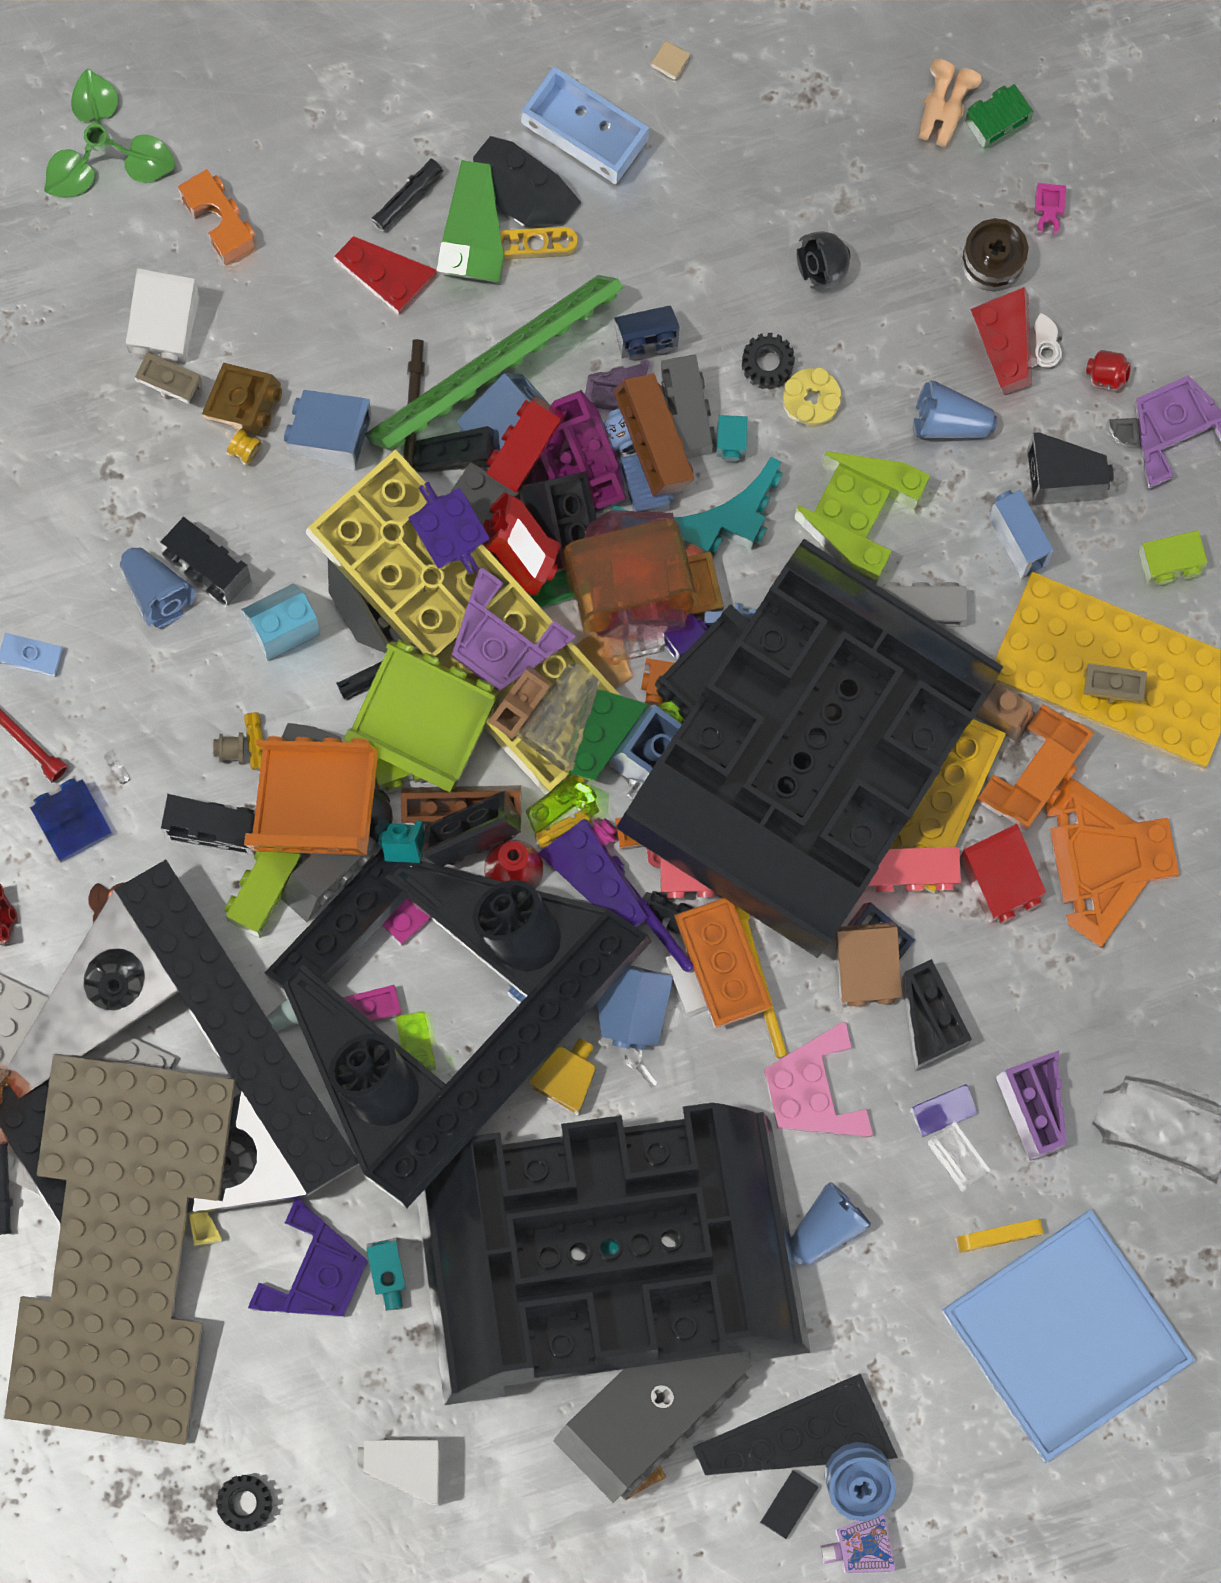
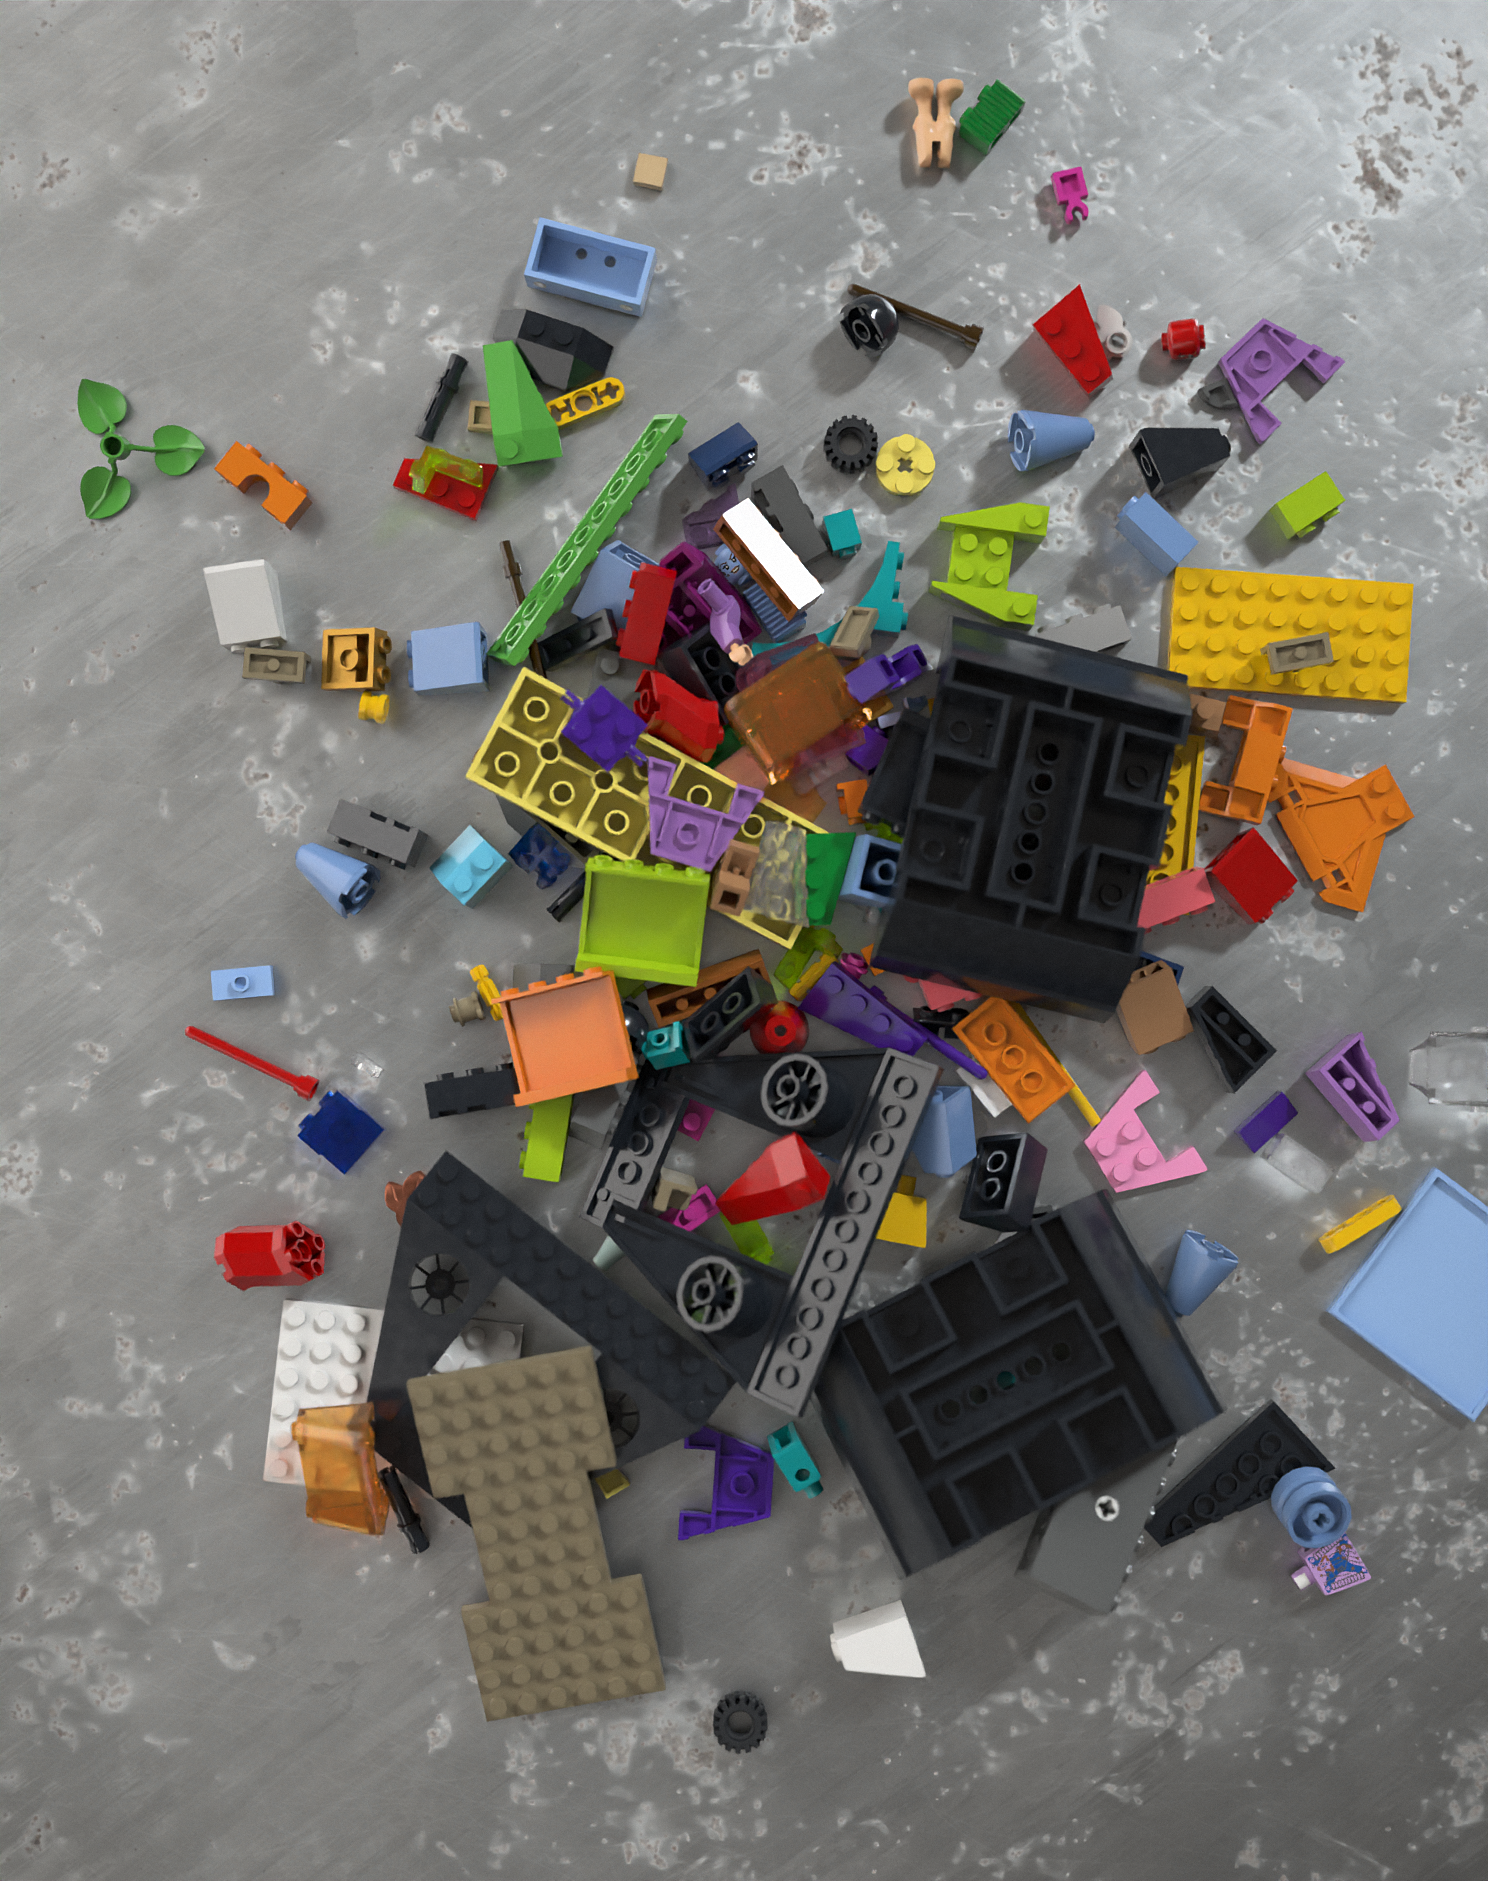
camera: 15 degrees left, 10 degrees up
(342, 623) = (533, 849): none -> clear blue plate
(361, 978) = (673, 1190): none -> dark tan panel
(385, 248) = (445, 463): none -> clear neon green bracket
(435, 223) = (479, 417): none -> tan tile
(460, 994) = (776, 1183): none -> red wedge
(594, 475) = (725, 622): none -> medium lavender arm
(674, 1074) = (1004, 1182): none -> black slope
(708, 526) = (854, 632): none -> dark tan tile
(715, 570) = (886, 675): none -> dark purple arch
(789, 1504) = (1247, 1544): black tile -> none
(912, 301) = (969, 334): none -> dark brown piece
(994, 254) = (1035, 260): dark brown wheel -> none

